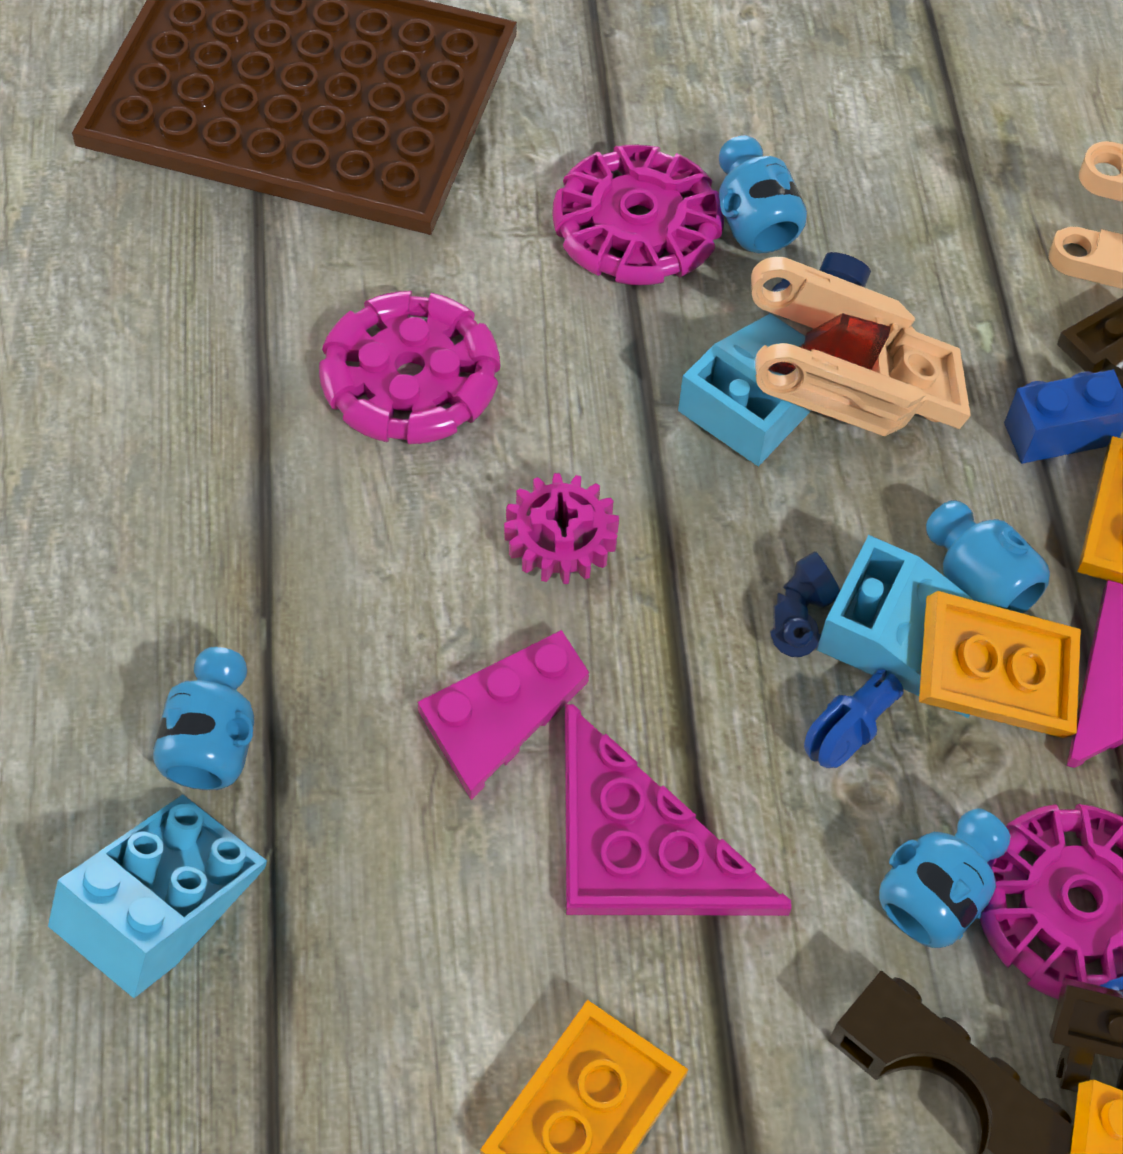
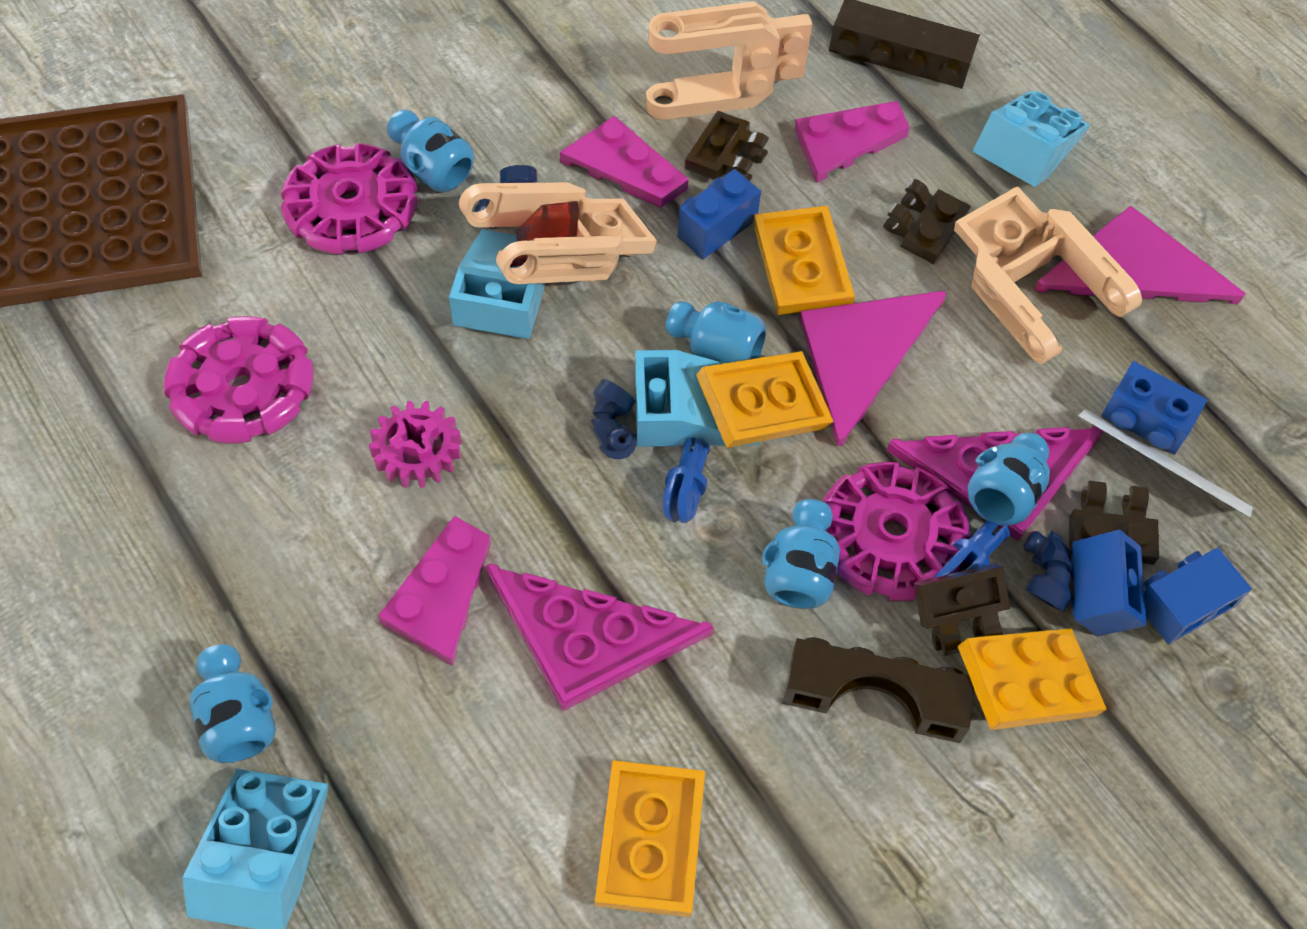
camera: 30 degrees left, 0 degrees up
(991, 306) = (626, 159): none -> dark pink wing

